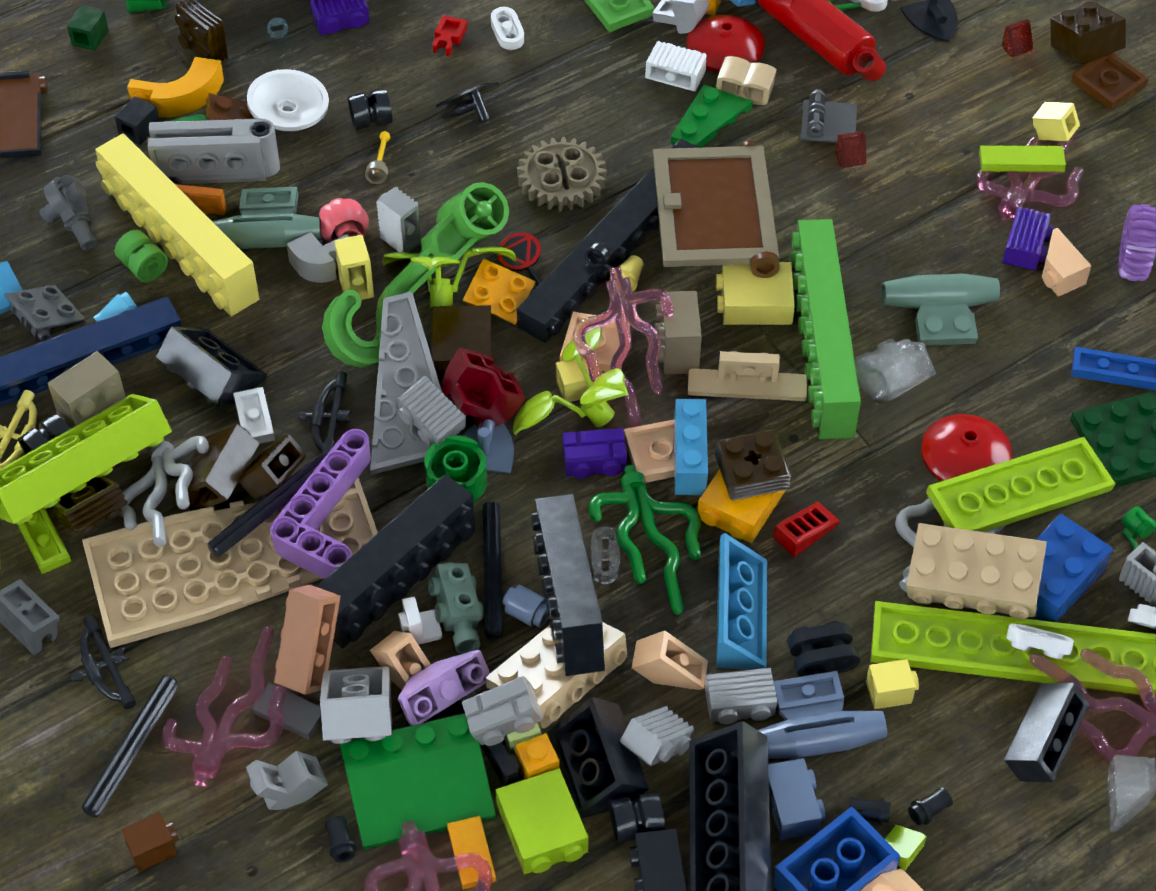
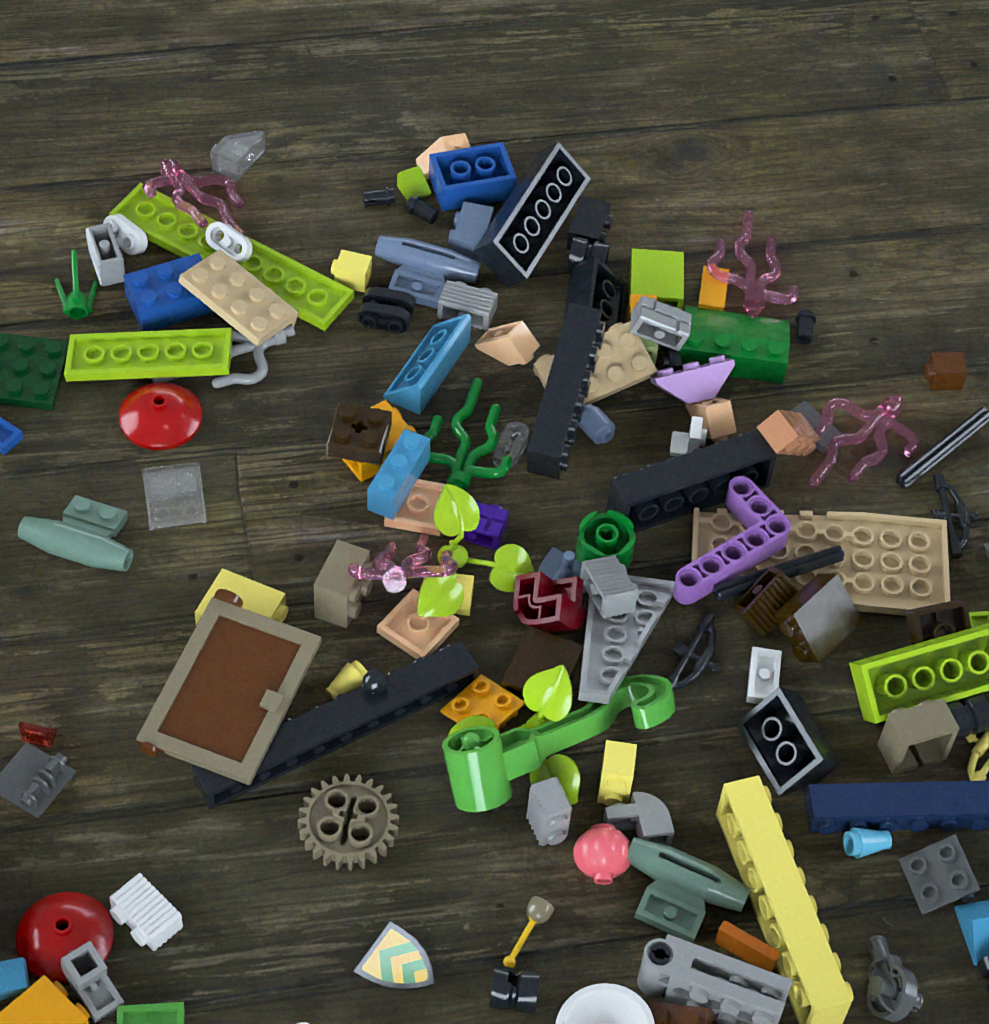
camera: 160 degrees left, 0 degrees up
(141, 255) = (827, 888): bright green wheel -> none
(164, 461) = (863, 642): light grey plant -> none
(289, 782) = (833, 371): light grey brick -> none
(356, 704) = (765, 375): light grey brick -> none
(451, 586) = (650, 438): sand green brick -> none
(492, 570) = (608, 467): black axle -> none
(527, 253) = (428, 753): piece -> none
(657, 736) = (548, 290): light grey brick -> none
(708, 114) = (151, 840): green wing -> none
(746, 79) = (83, 860): tan brick -> none
(747, 377) = (295, 531): tan bracket -> none
(796, 545) = (342, 393): red slope -> none
(825, 330) = (207, 540): bright green brick -> none
(1046, 732) = (269, 198): black brick -> none

